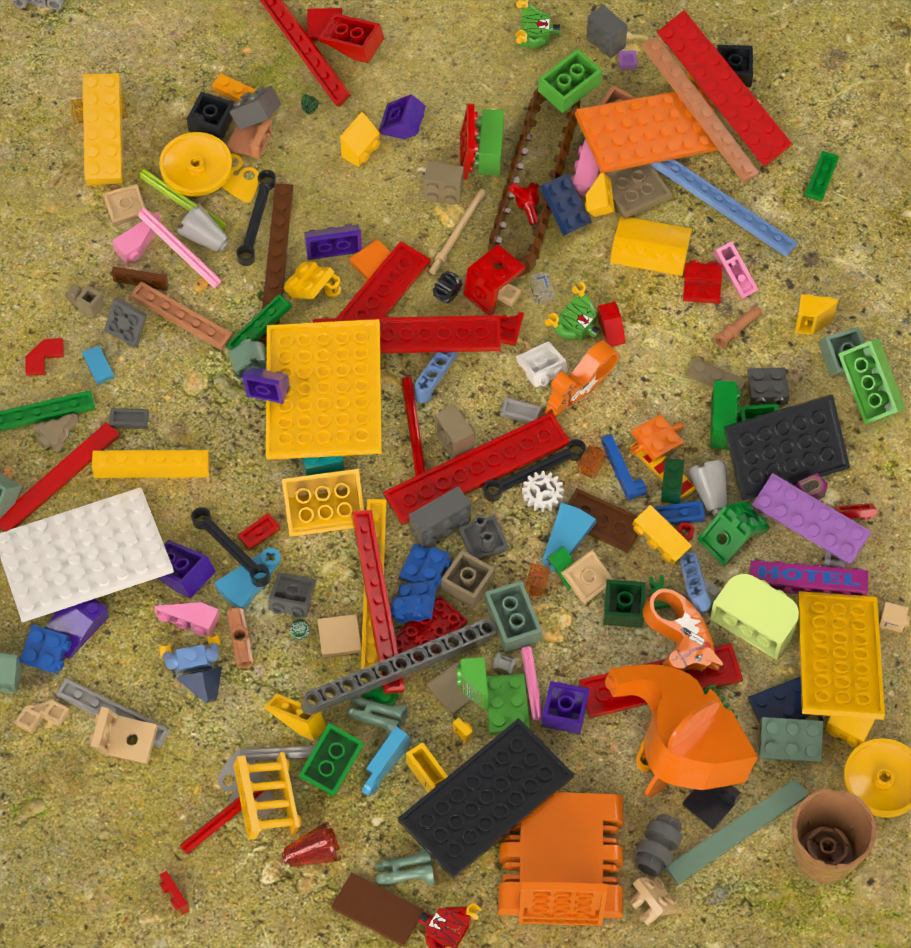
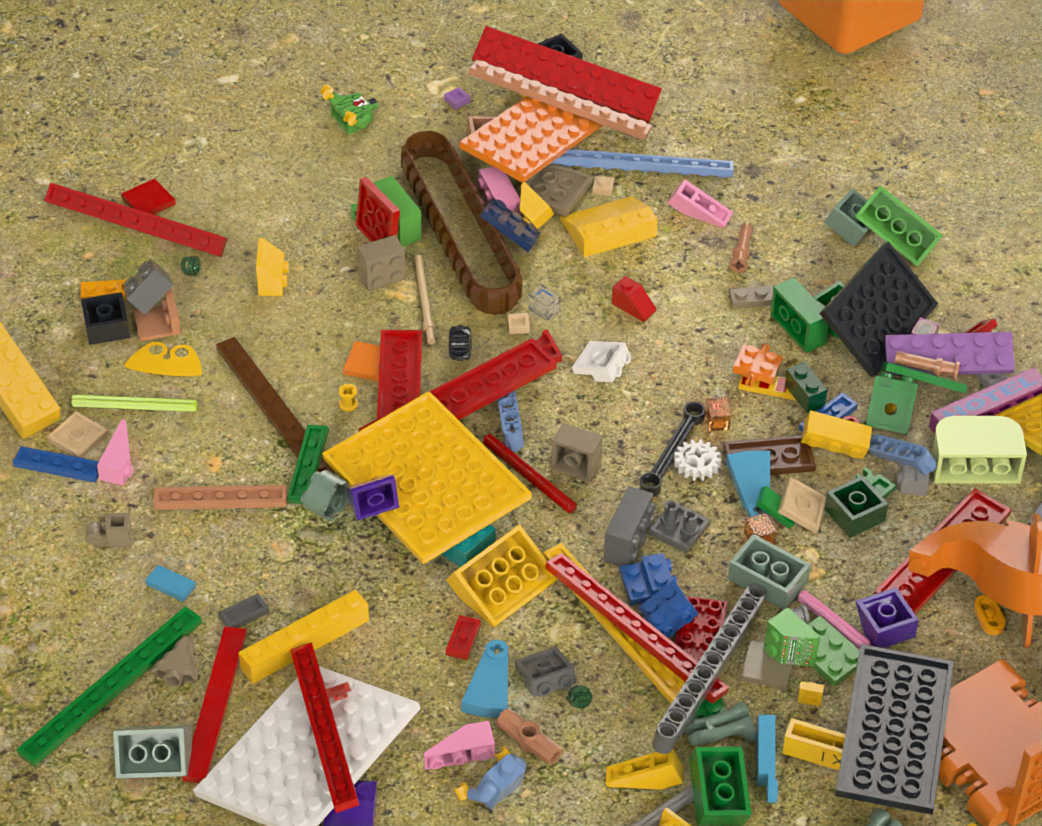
camera: 35 degrees left, 15 degrees down
(46, 349) = (104, 597): red tile -> none
(92, 219) = (56, 464): none -> blue tile
(97, 546) = (324, 728): none -> red plate
(128, 317) = (179, 518): dark grey plate -> none
(128, 525) = (339, 691): none -> clear red plate
(134, 277) = (145, 487): reddish brown tile -> none
(179, 247) = (170, 438): bright pink axle -> none
(189, 568) = (434, 704): dark purple slope -> none
(195, 164) = (124, 363): yellow dish -> none
(203, 230) = (182, 413): light grey cone -> none
(203, 683) = (527, 797): dark blue slope -> none
(231, 547) = (451, 661): black piece -> none
(256, 217) = (222, 381): black piece -> none
(307, 280) = (323, 402): yellow plate -> none
(333, 241) = (317, 361): dark purple slope -> none
(339, 635) = (620, 682): tan tile -> none
(353, 37) = (188, 193): red slope -> none
(402, 117) = (293, 233): dark purple slope -> none
(467, 579) = (699, 564): dark tan brick -> none
(479, 465) = (621, 467): red plate -> none
(485, 281) = (499, 313): red bracket -> none
(520, 410) = (615, 410): light grey tile -> none
(527, 200) = (471, 242): red bush -> none
(570, 80) = (433, 123): bright green brick -> none
(577, 318) = (599, 309): bright green torso -> none
(585, 377) = (652, 348): orange animal -> none
(606, 31) = (422, 82): dark grey brick -> none
(631, 488) = (767, 415): blue beam -> none
(677, 206) = (603, 185): none -> tan plate
(689, 632) = (929, 492): orange animal -> none
(702, 282) = (680, 230): red plate -> none
(710, 484) = (841, 375): light grey cone -> none
(767, 386) = (812, 276): dark grey plate -> none
(768, 521) = (924, 377): none -> green tile
(787, 525) = (937, 366): none -> nougat pin
(814, 313) = (799, 202): yellow slope -> none
(822, 176) = (705, 105): green plate -> none

